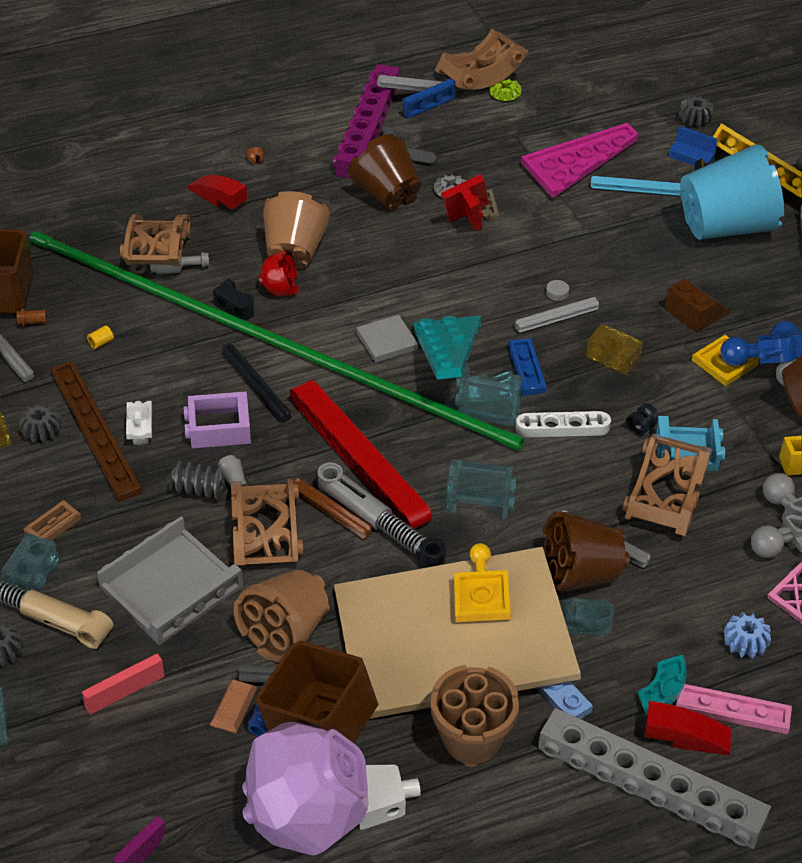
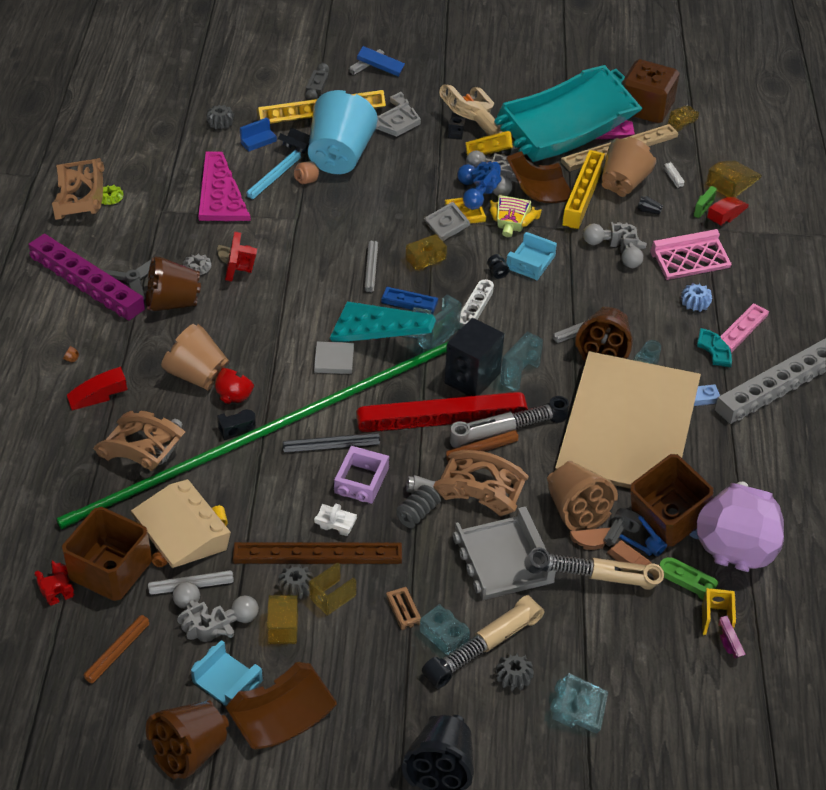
camera: 65 degrees left, 0 degrees up
(42, 441) = (336, 598): none -> clear yellow piece
(68, 312) = (182, 524): none -> tan slope
(123, 684) = (587, 609): coral tile -> none
(175, 805) = (727, 604): none -> yellow piece
(176, 667) = (596, 569): none -> piece
(227, 772) = (687, 576): none -> bright green plate
(240, 653) = (590, 539): none -> nougat tile
(405, 83) = (70, 235): light grey axle -> none
(428, 98) = (89, 239): blue tile -> none
(441, 431) = (473, 357): none -> black container
(474, 712) = (718, 429): medium nougat cone -> none
(481, 593) = (613, 392): yellow plate -> none
(557, 290) = (347, 256): light grey tile -> none
(650, 506) = (584, 282): medium nougat fence -> none
(664, 206) = (306, 172): none -> nougat head
(685, 348) = (447, 221): none -> light grey tile
(687, 729) = (751, 352): red slope -> none
(693, 305) = (410, 201): reddish brown slope -> none
(747, 401) = (513, 214): none -> torso

